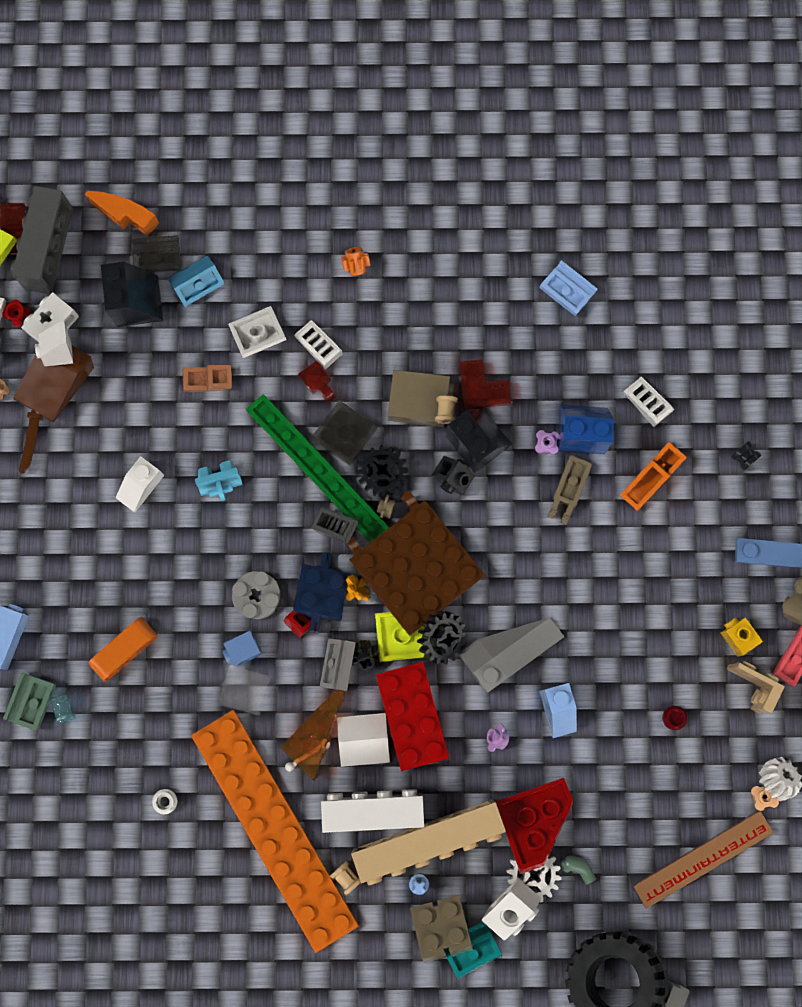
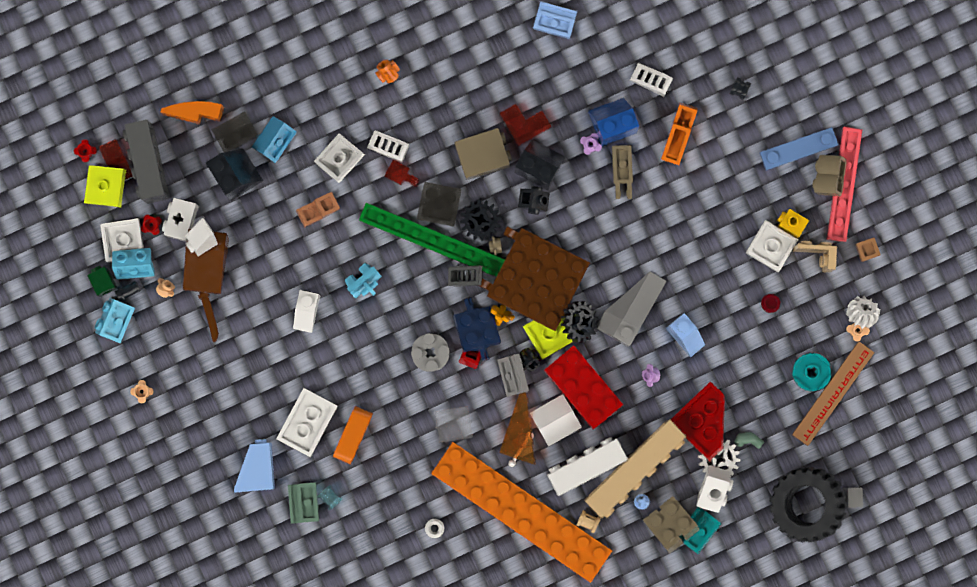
camera: 25 degrees left, 5 degrees up
(78, 611) = (307, 422): none -> white plate
(241, 649) = (438, 395): medium blue brick -> none
(446, 408) = (507, 154): tan bush -> none
(702, 826) = (822, 371): none -> teal plate
(704, 652) = (771, 246): none -> white plate

